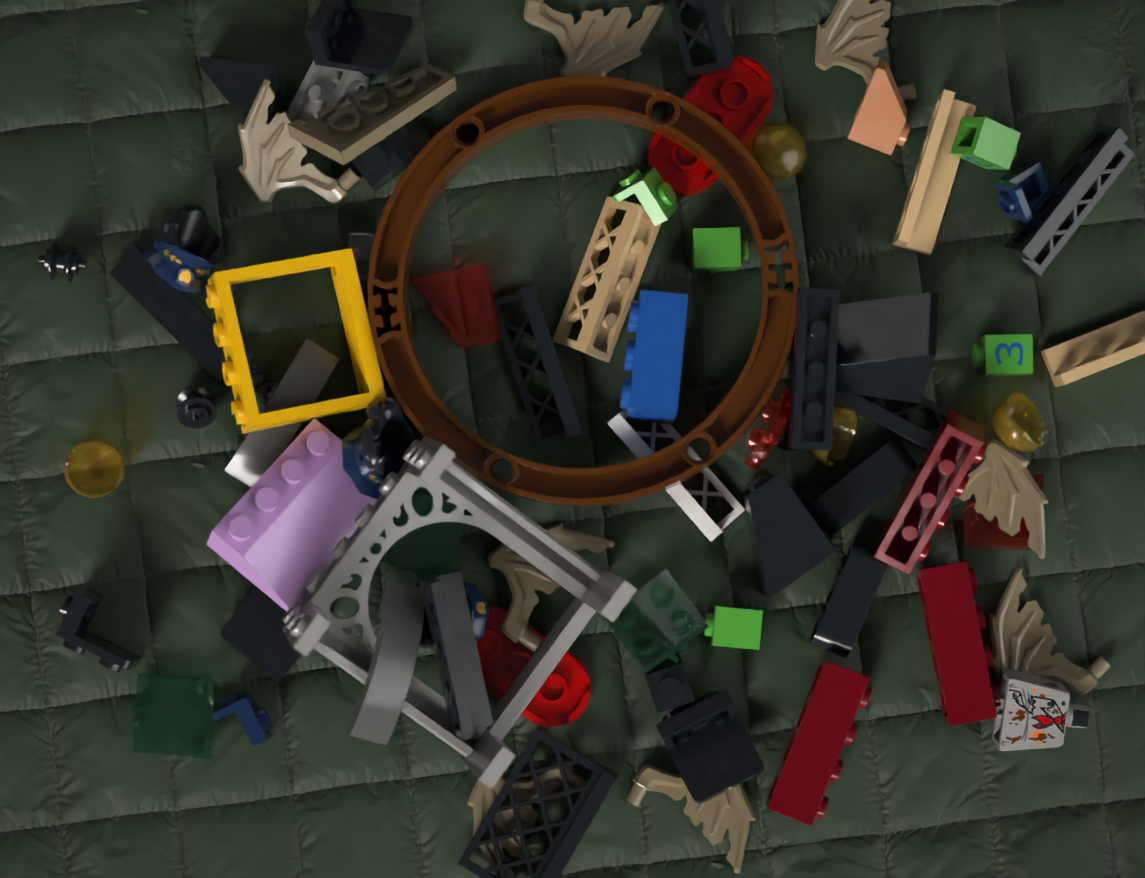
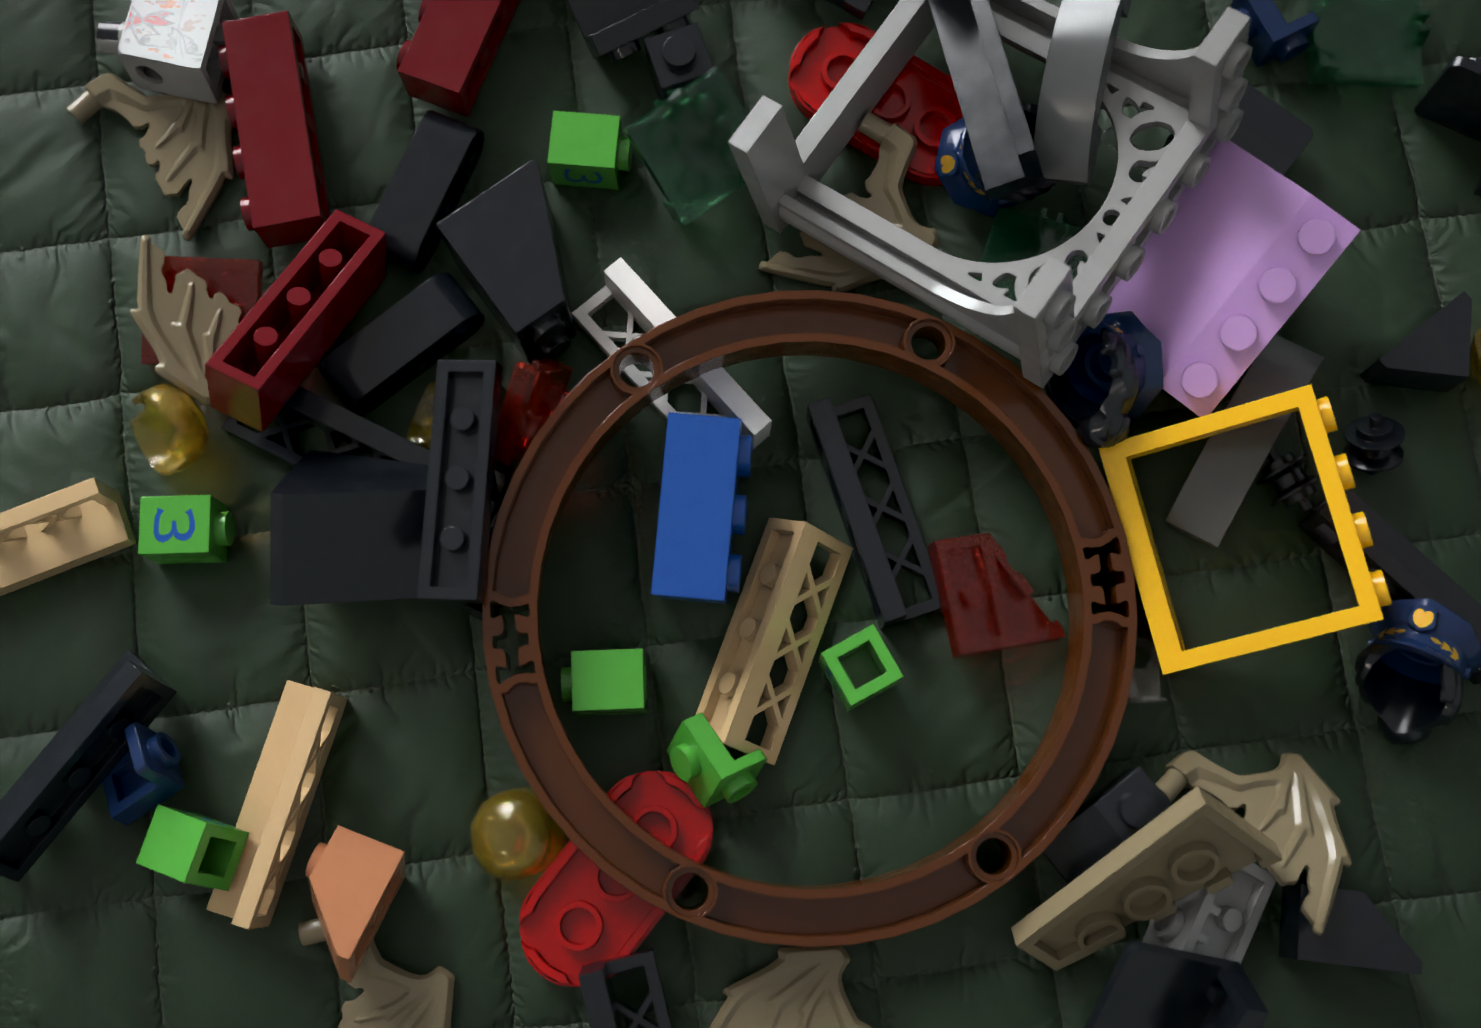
camera: 175 degrees left, 10 degrees down
(151, 473) = (1432, 355): none -> black slope
(550, 254) = (860, 668): none -> bright green brick

